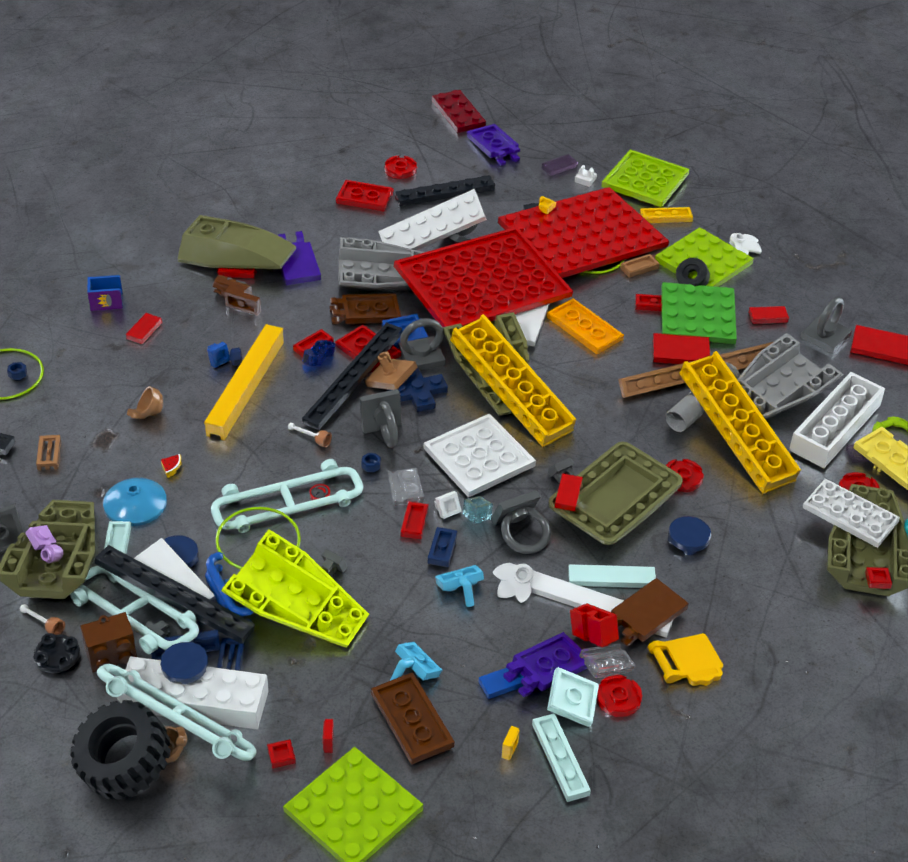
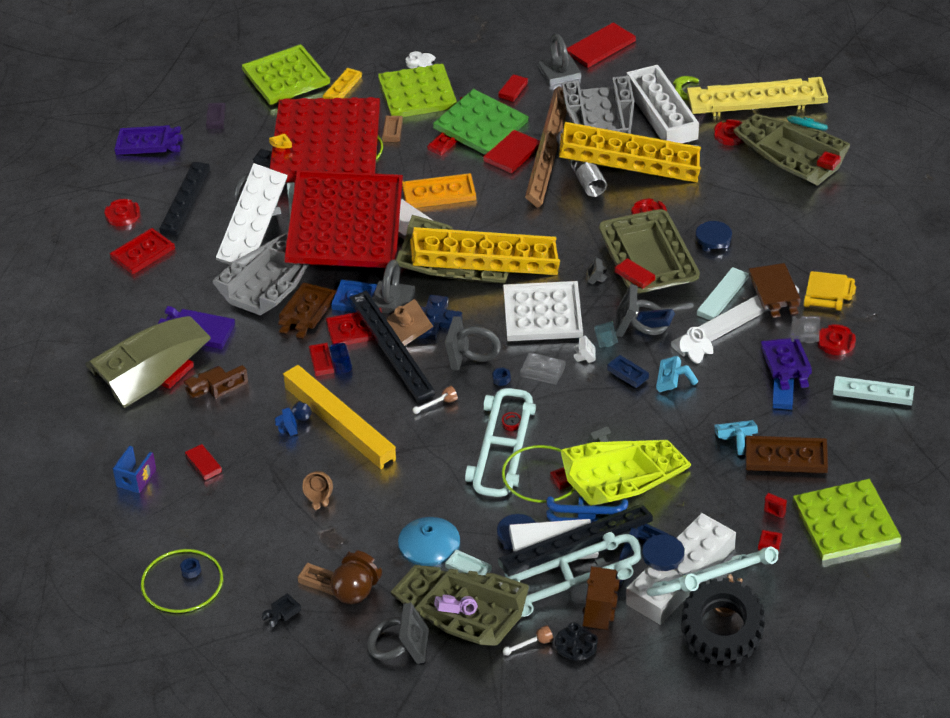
camera: 55 degrees left, 0 degrees up
(42, 467) = (355, 577): none -> reddish brown tile
(171, 465) = (404, 502): tile -> none
(414, 520) = (584, 377): red tile -> none
(458, 111) = (74, 143): dark red plate -> none
(510, 743) = (845, 410): yellow tile -> none
(528, 535) = (656, 318): none -> dark blue tile
(573, 697) = (827, 359): light aqua tile -> none
(585, 177) = (249, 107): white tile -> none
(594, 625) = (773, 317): red brick -> none
(690, 265) = (438, 93): black tyre -> none
(851, 512) = (766, 141): white tile -> none

